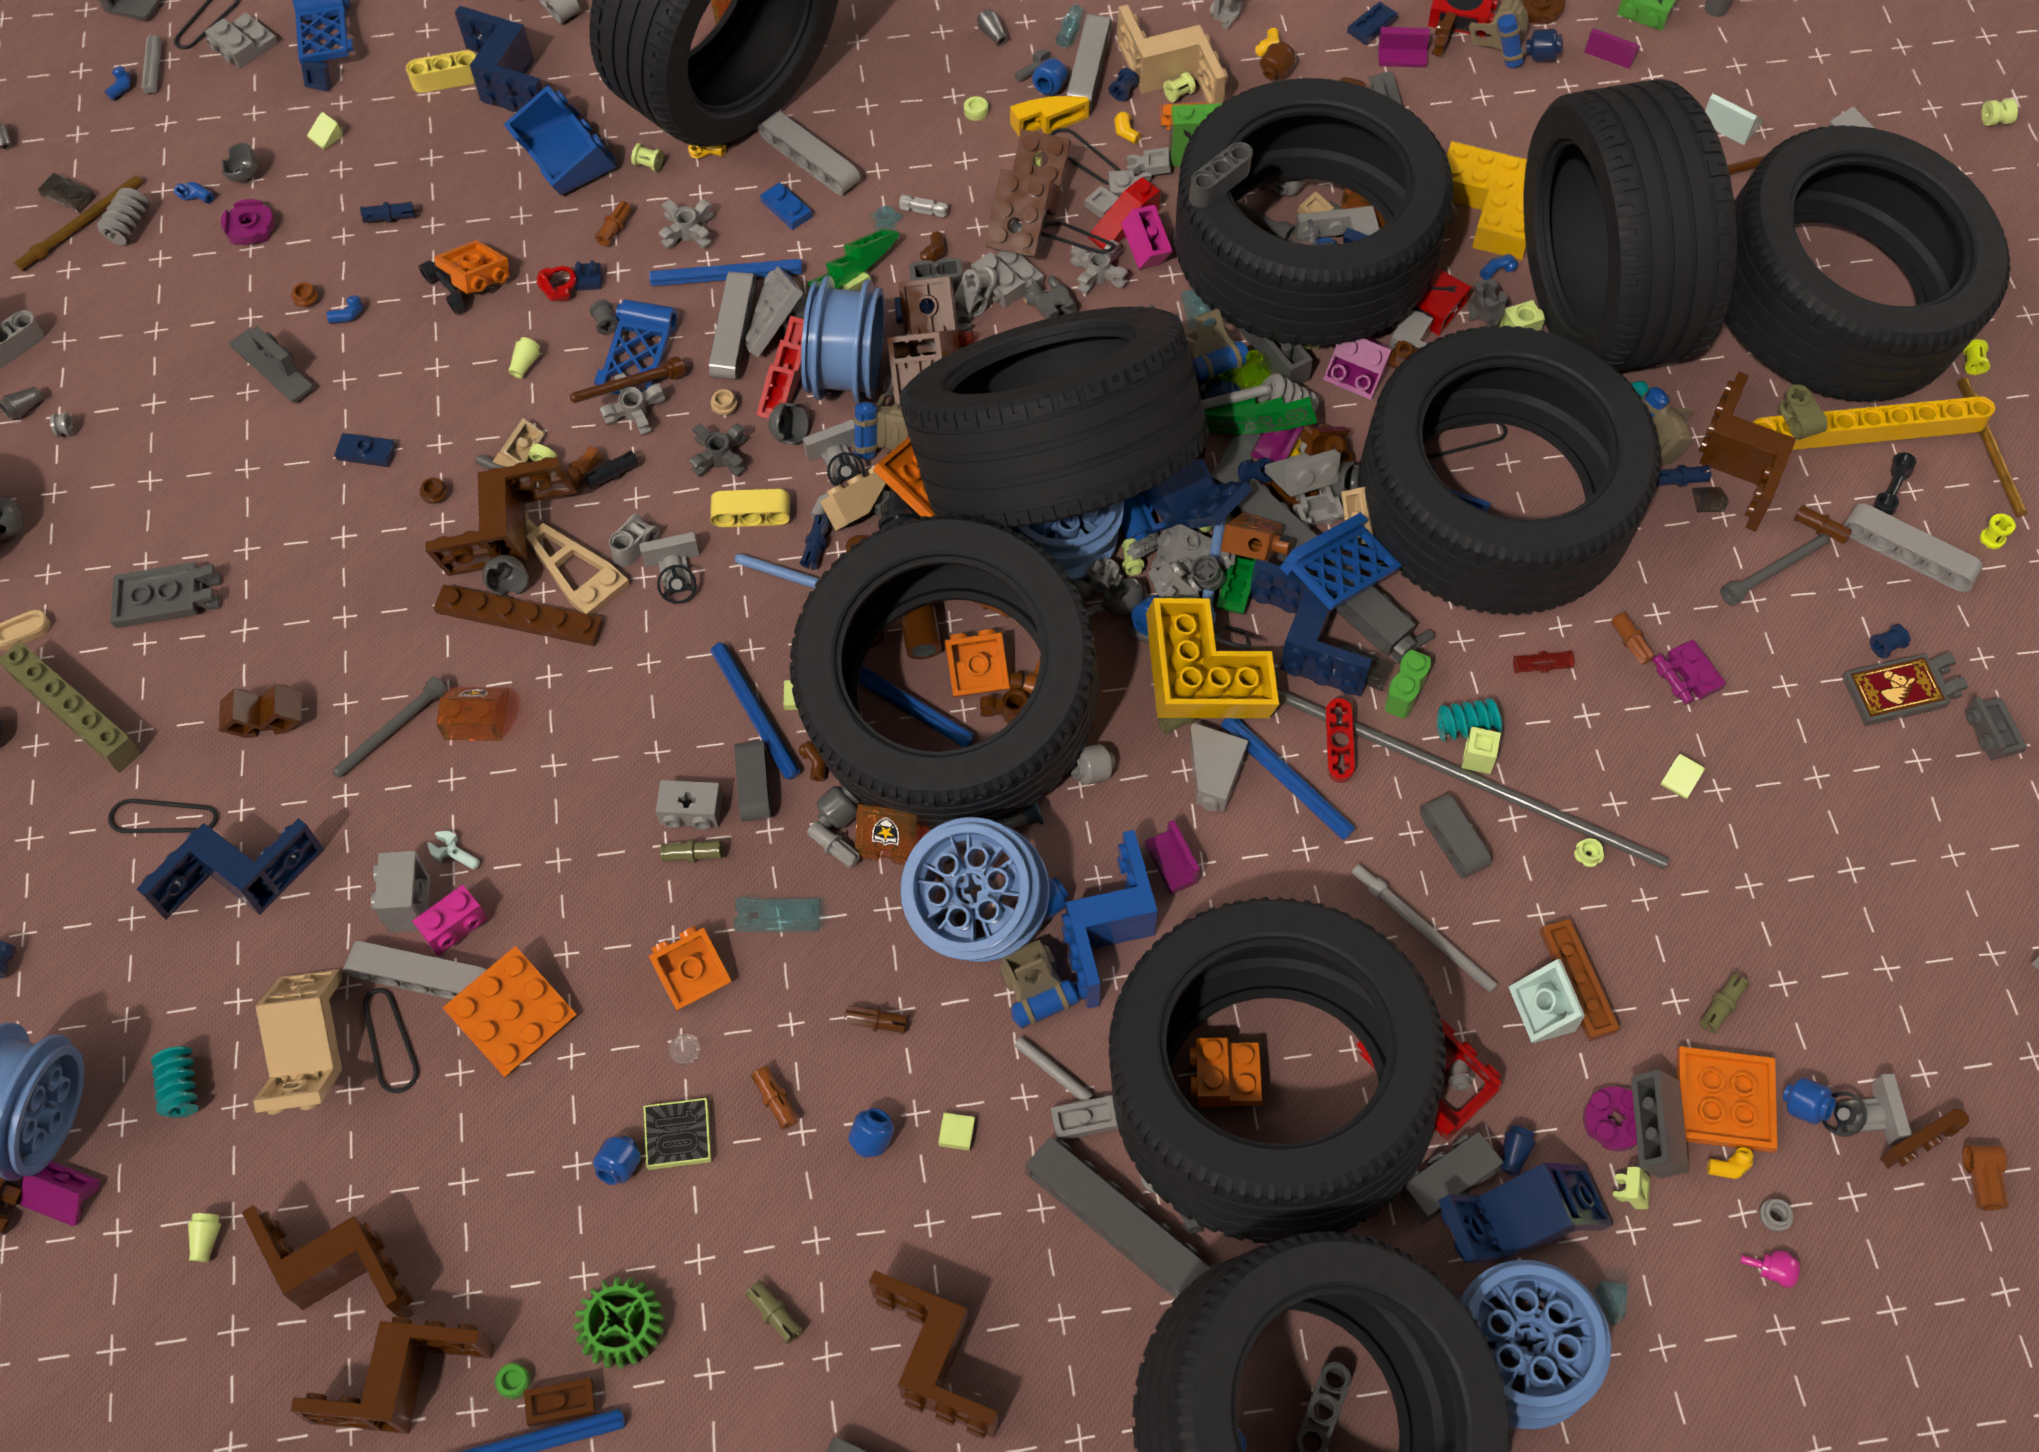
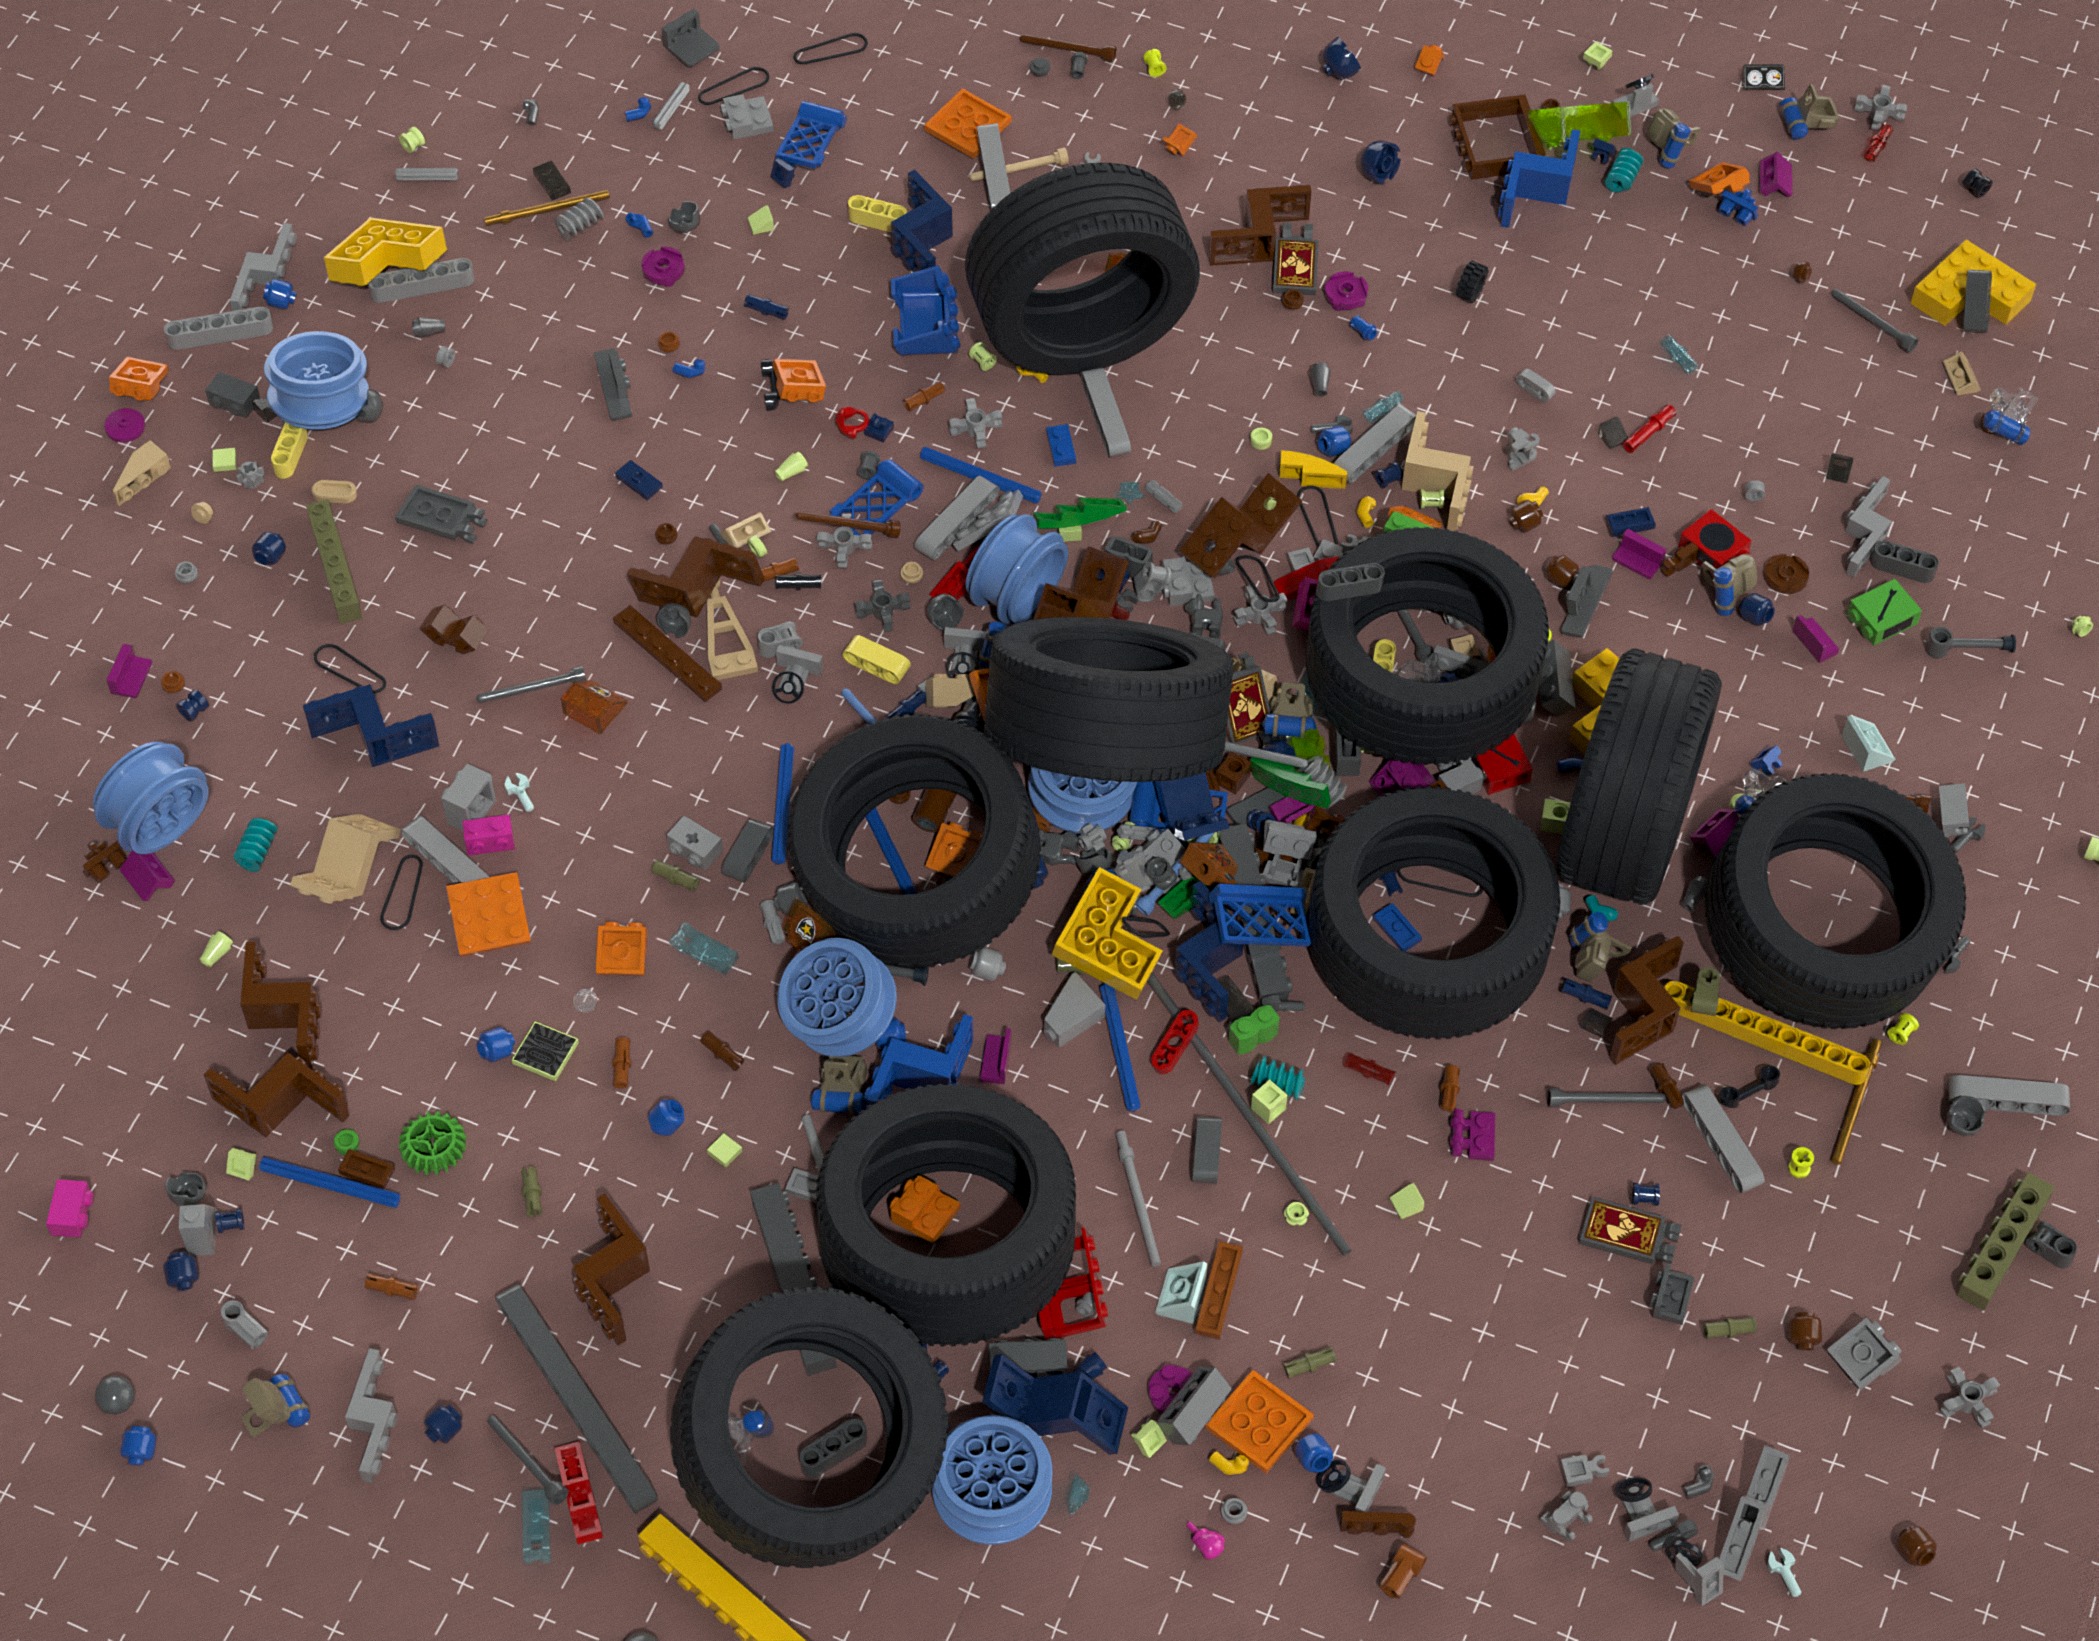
camera: 30 degrees right, 5 degrees down
(1486, 304) = (1533, 788): dark grey animal -> none

